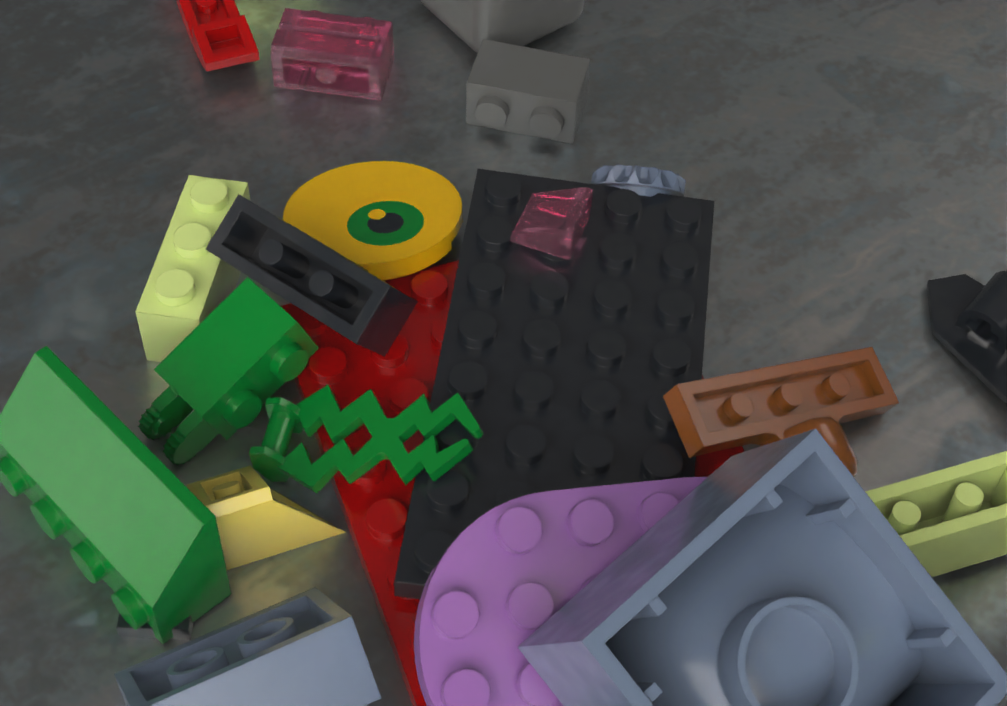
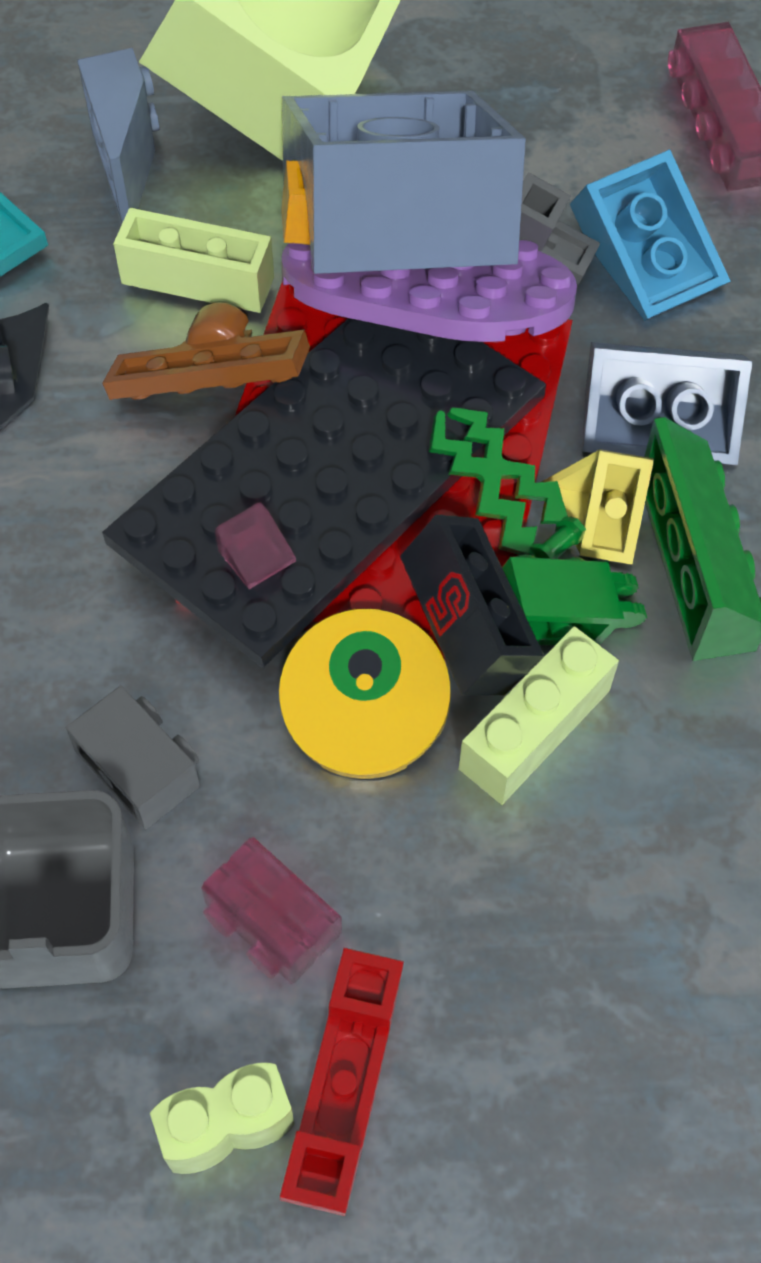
camera: 145 degrees left, 10 degrees up
(641, 180) = (155, 608): sand blue gear -> none

